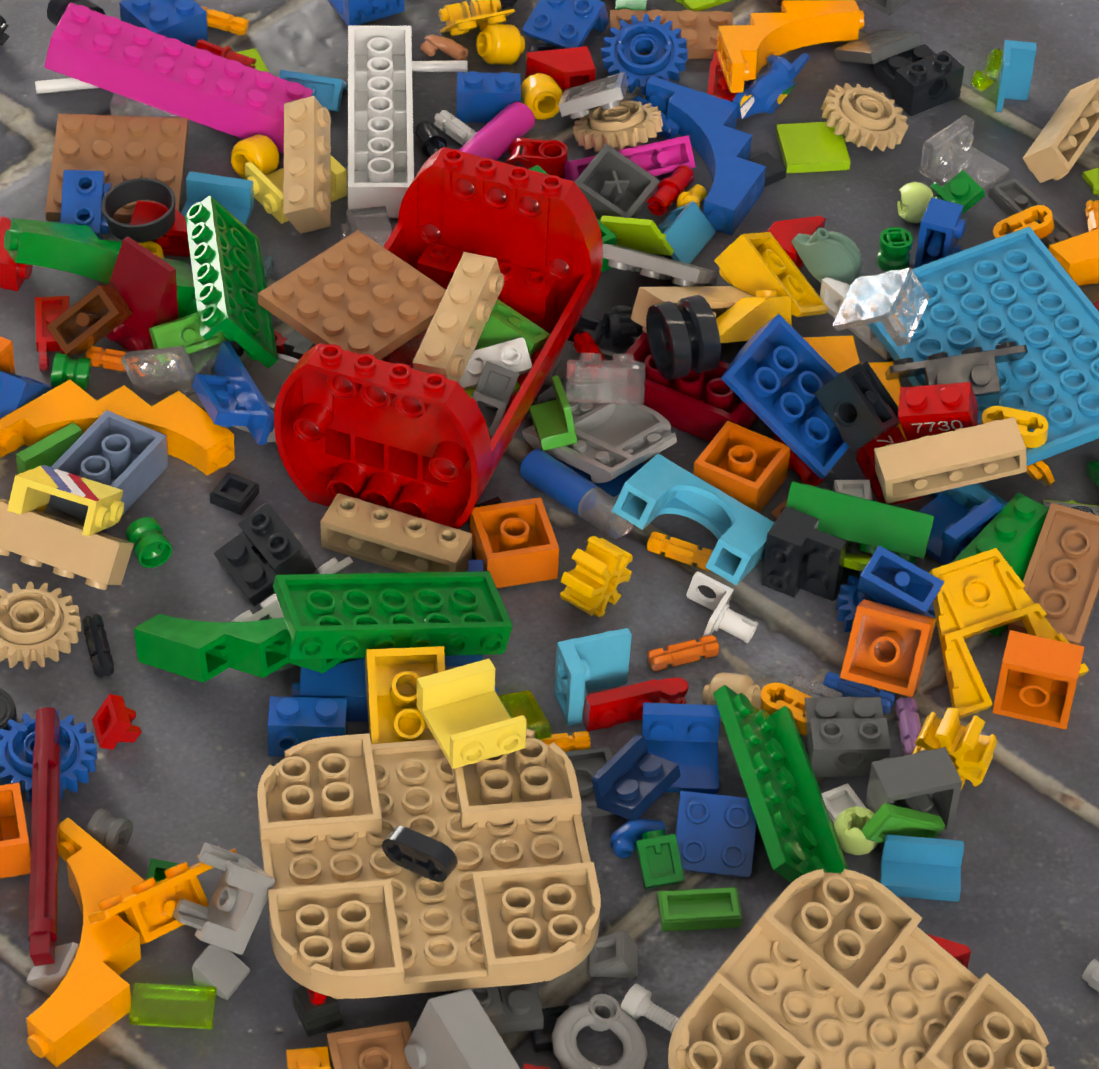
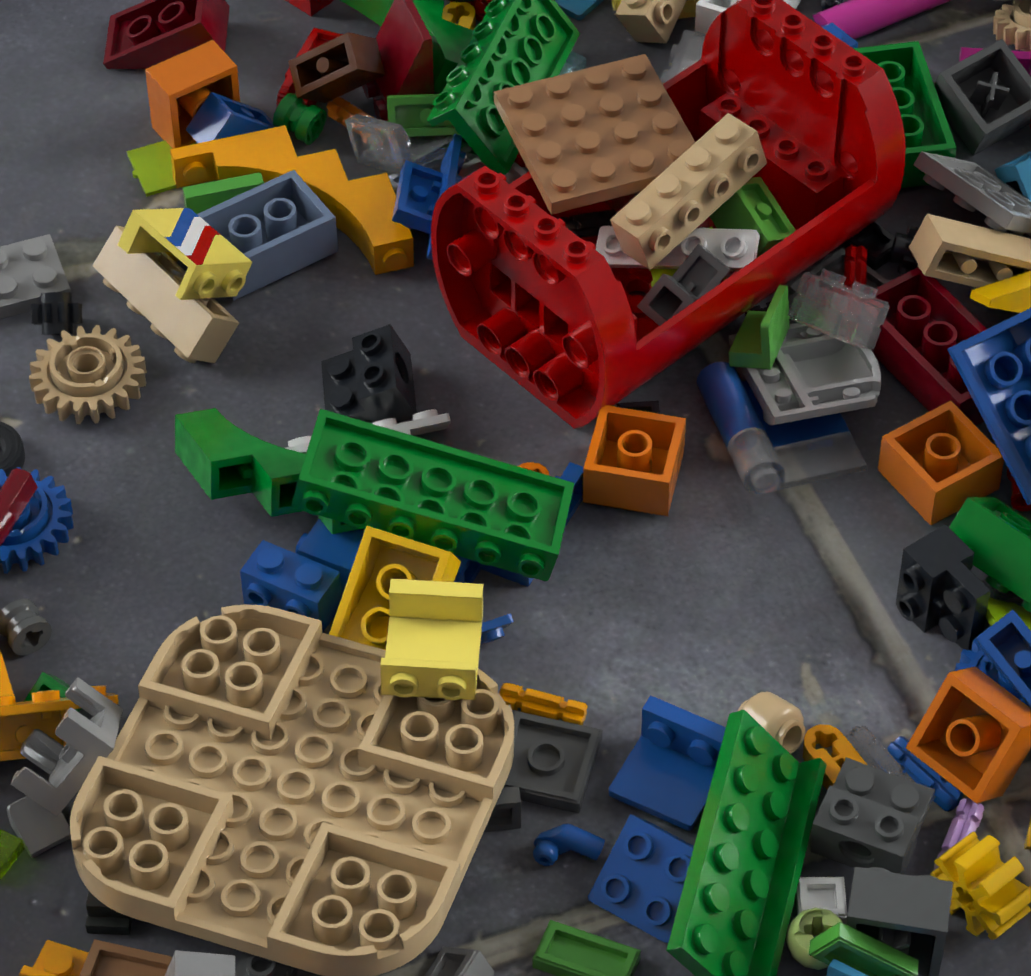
camera: 30 degrees right, 5 degrees up
(98, 645) = (145, 420): black axle -> none
(114, 722) = (103, 511): red tile -> none
(150, 544) = (261, 327): green wheel -> none
(234, 493) = (387, 303): black tile -> none
(393, 538) = (514, 409): tan brick -> none
(419, 853) = (279, 778): black beam -> none
(525, 704) = (525, 660): clear neon green tile -> none
(546, 154) = (937, 33): red piece -> none
(589, 666) = (623, 629): medium azure bracket -> none
(596, 576) = (697, 529): yellow gear -> none
(626, 702) = (632, 685): red hinge -> none
(633, 780) = (593, 779): dark blue bracket -> none
(638, 234) = (986, 153): lime piece -> none
(659, 859) = (571, 883): green bracket -> none
(669, 489) = (837, 456): medium azure arch -> none
(678, 550) = (824, 533): light orange axle -> none
(683, 337) = (944, 288): black wheel -> none
(683, 653) = (752, 652): orange axle -> none
(723, 617) = (819, 624): white bracket -> none

